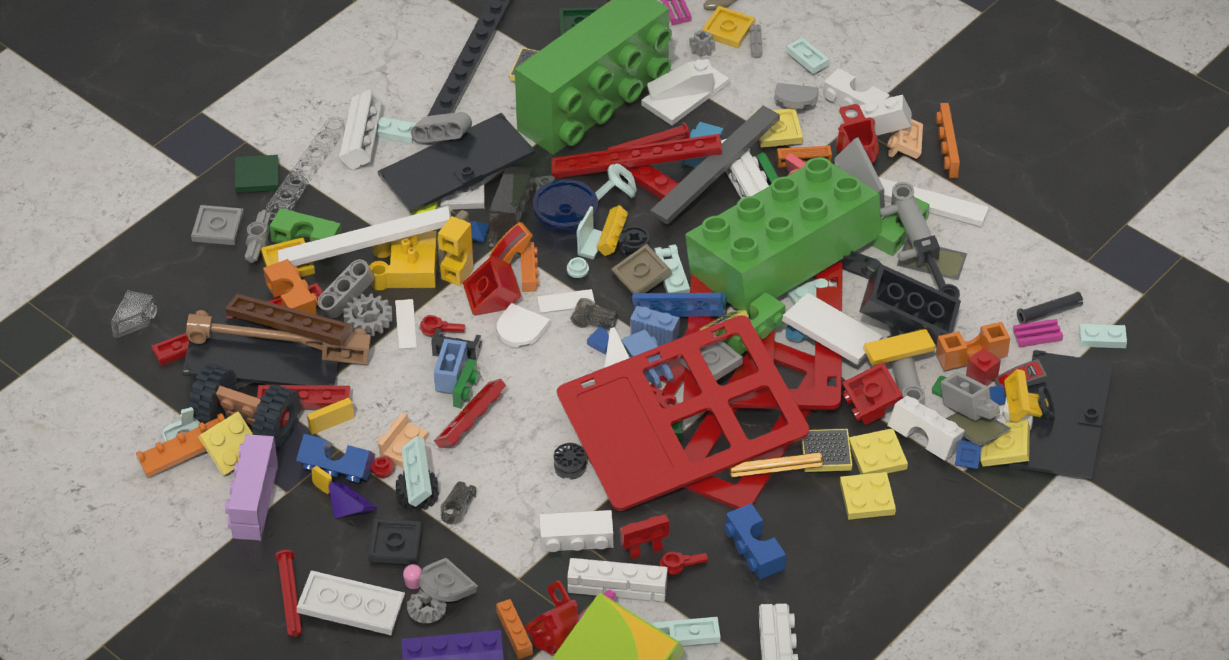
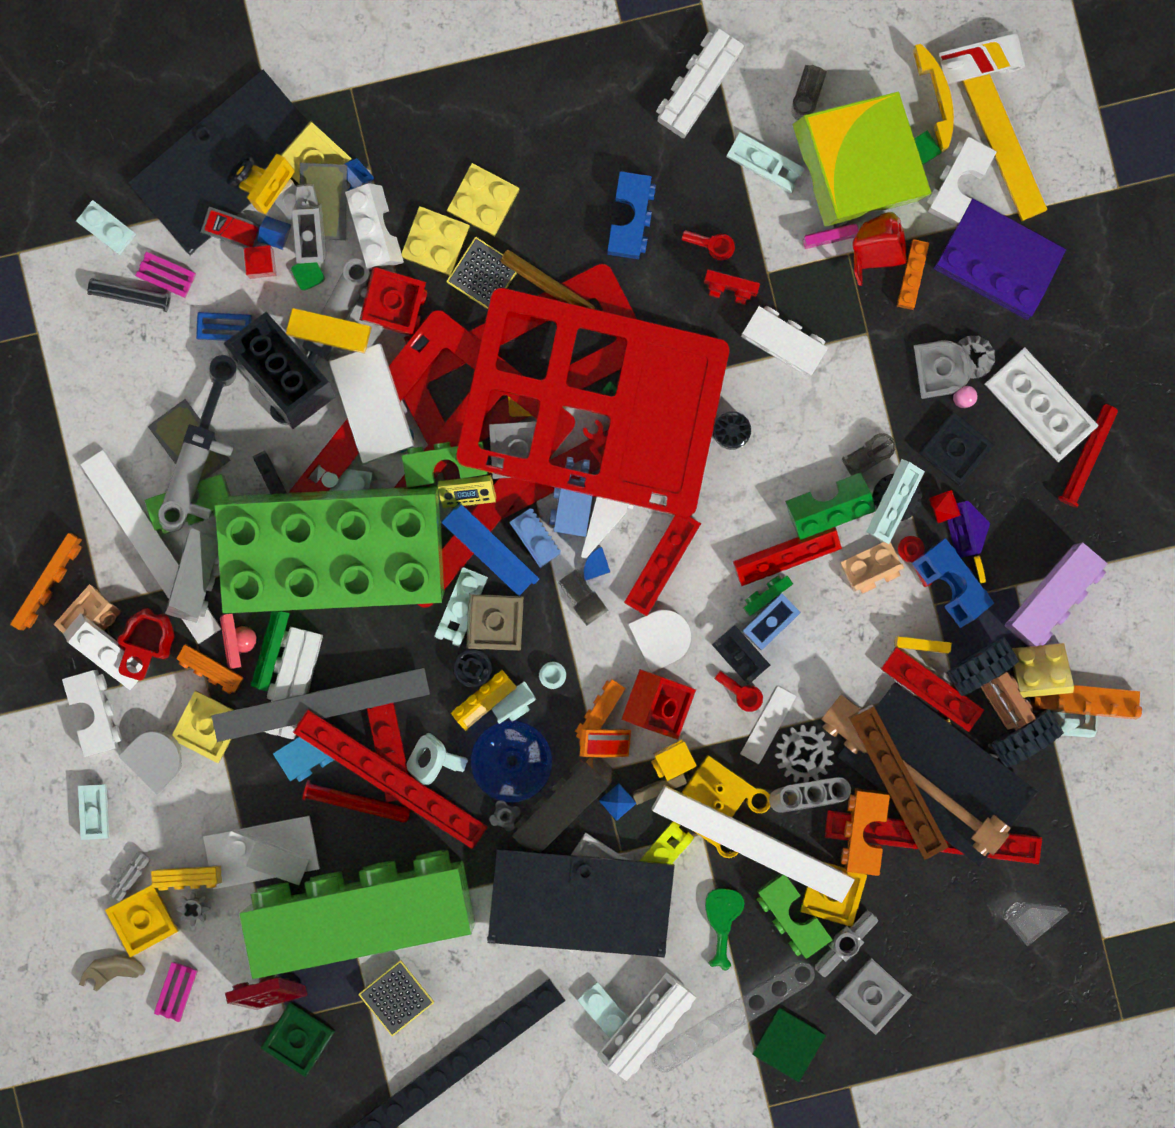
camera: 145 degrees left, 40 degrees up
(357, 213) = (722, 908): none -> green piece
(378, 500) = (944, 506): none -> red slope
(441, 127) = (564, 963): light grey beam -> none
(448, 461) = (816, 516): none -> green arch
(554, 360) = (662, 564): none -> red plate
(562, 300) = (591, 644): white sticker -> none
(624, 579) = (786, 258): white brick -> none
(722, 52) = (183, 877): none -> yellow piece
(955, 352) = (249, 292): orange arch -> none
(973, 328) = (224, 316): none -> blue tile

